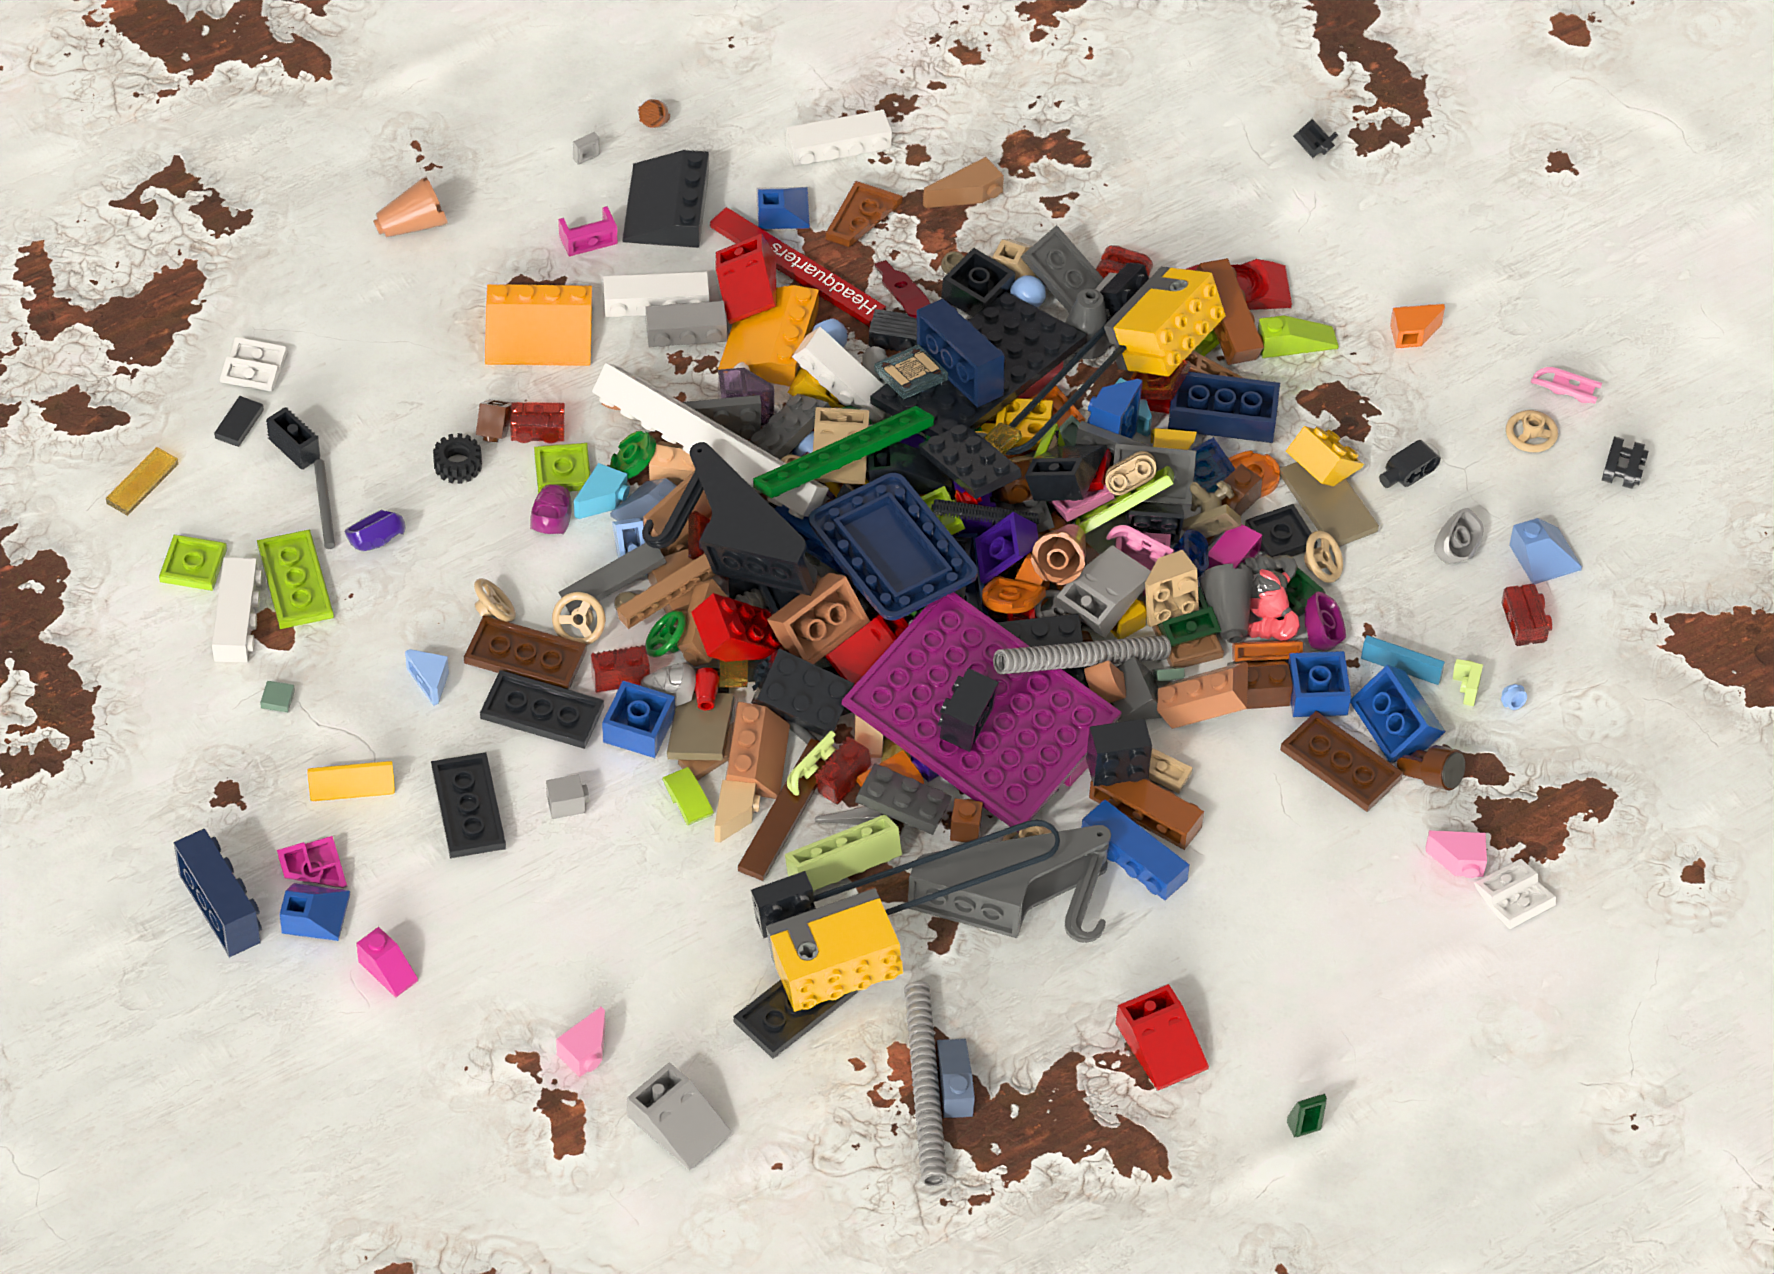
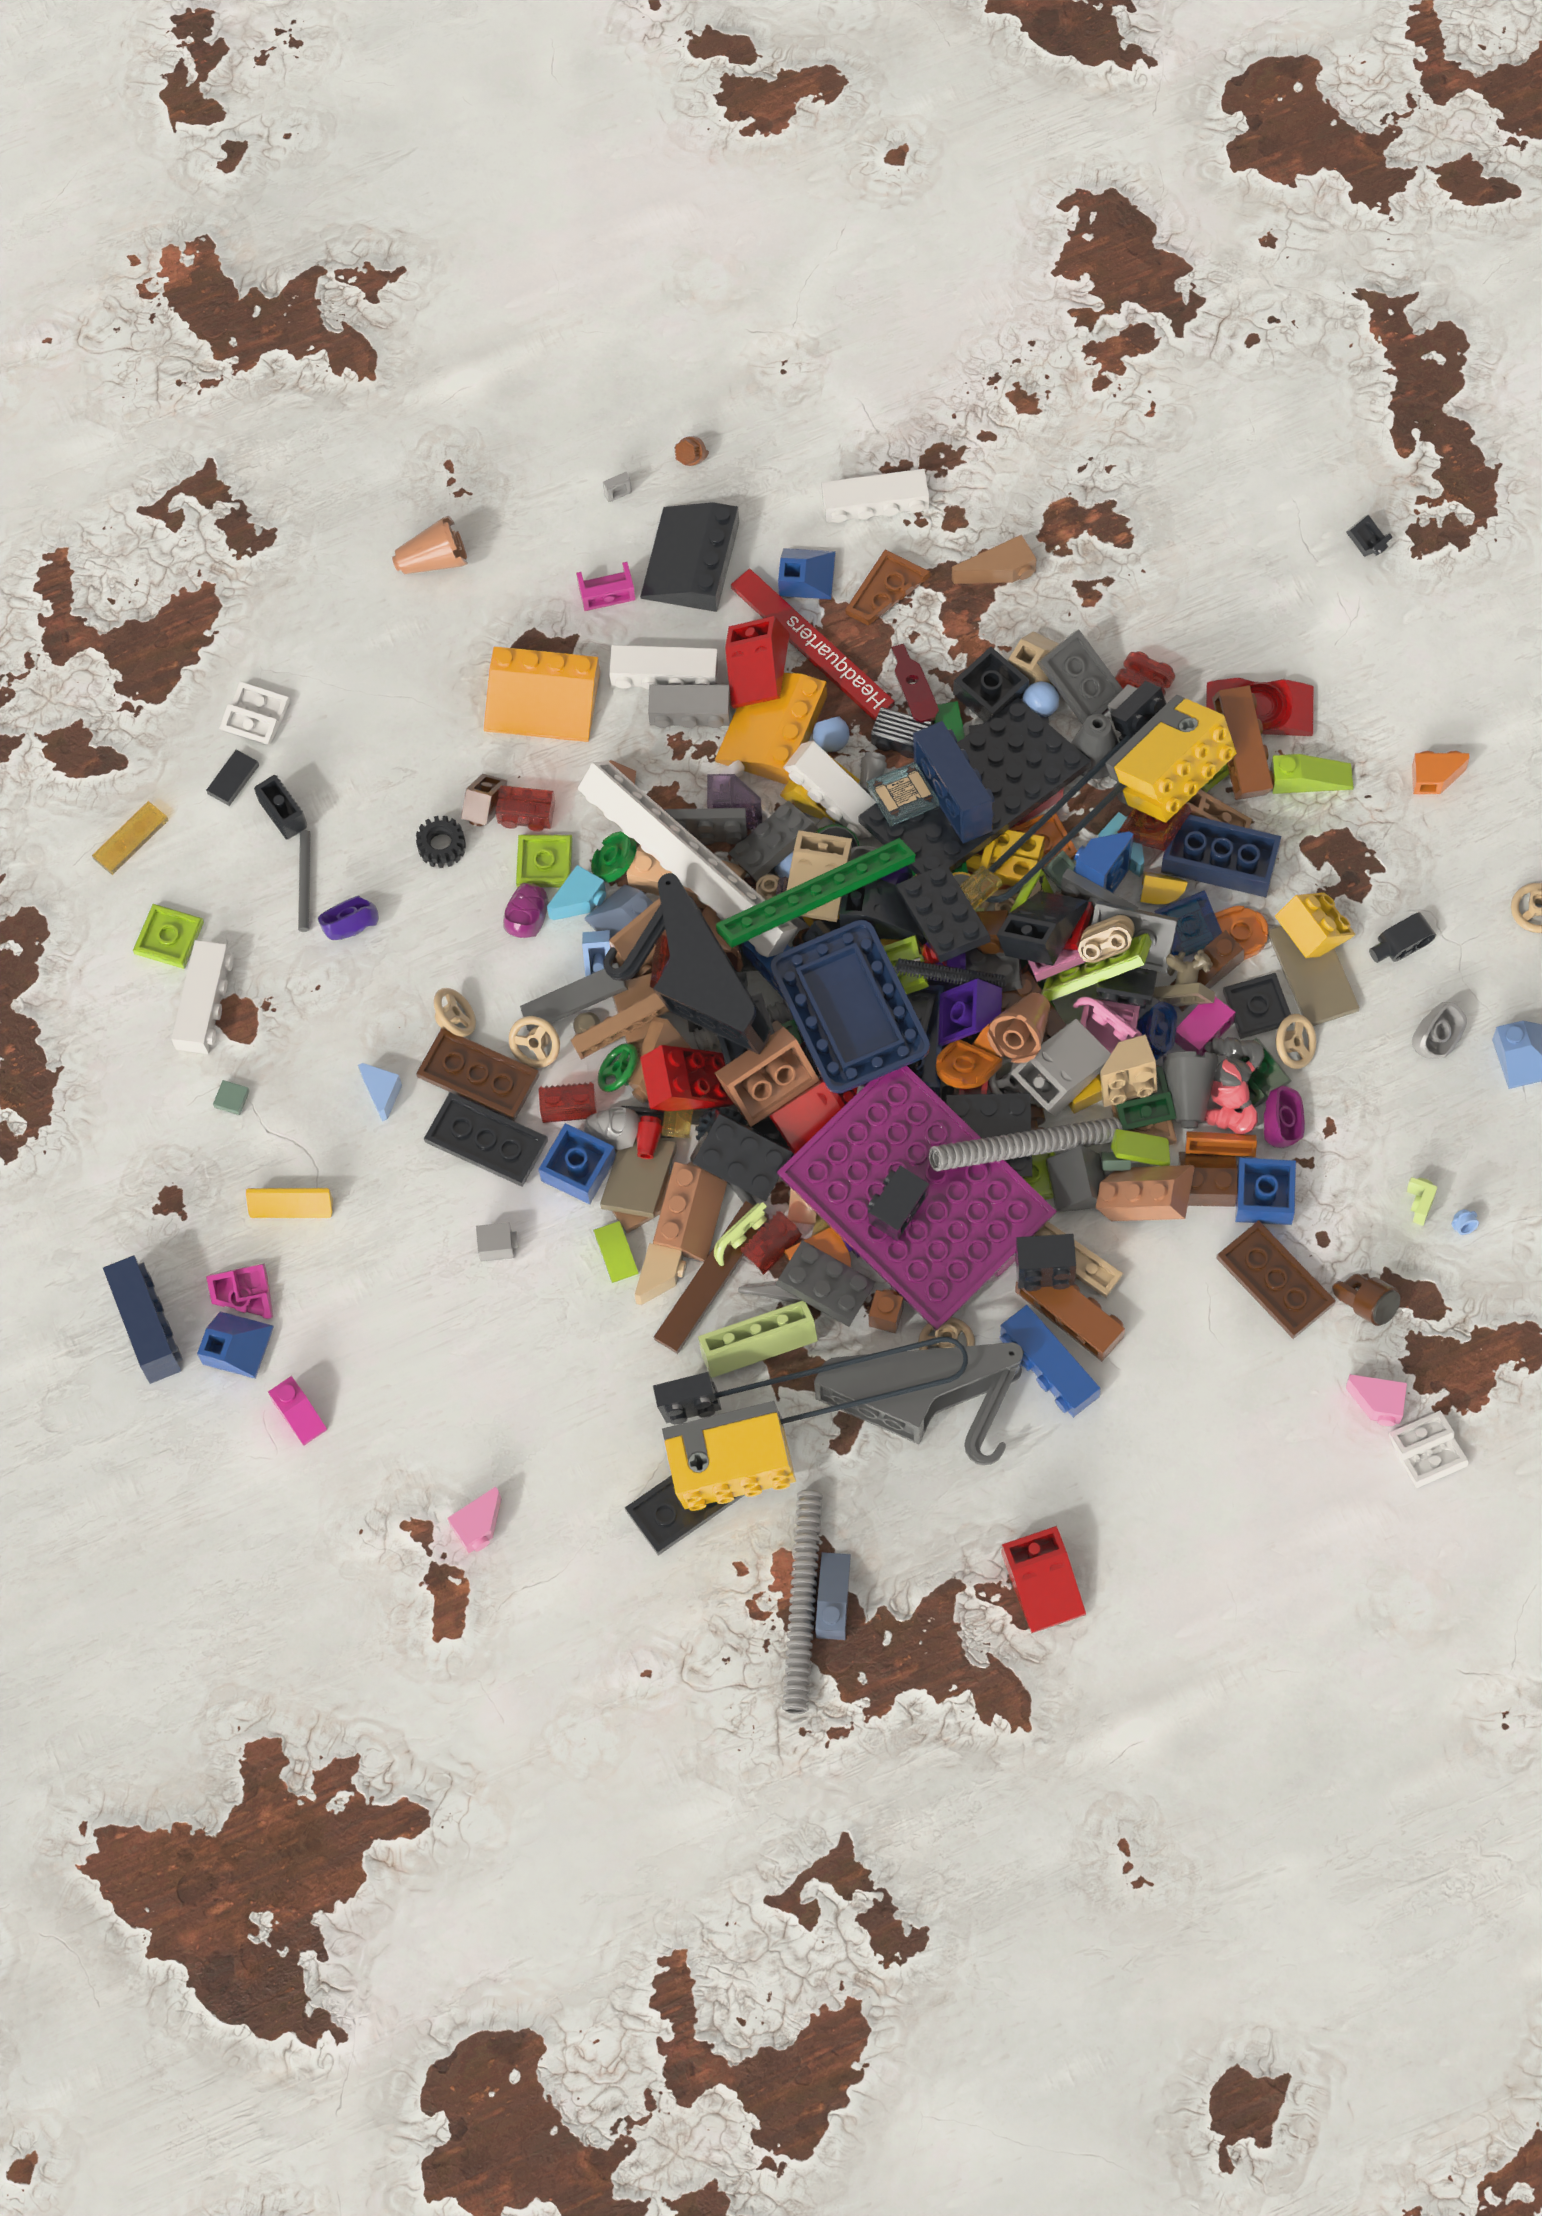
camera: 15 degrees right, 15 degrees up
(295, 579) = (265, 964): lime tile -> none
(468, 805) = (399, 1241): black plate -> none
(677, 1116) = (555, 1615): light grey slope -> none
(950, 261) = (969, 654): dark tan plate -> none
(1106, 681) = (1048, 1171): nougat brick -> none
(1190, 657) = (1141, 1147): none -> lime slope
(1307, 1115) = (1173, 1685): dark green slope -> none
(1396, 714) = (1341, 1232): blue slope -> none
(1411, 662) = (1357, 1168): dark azure tile -> none
(1526, 614) = (1494, 1128): clear red brick -> none

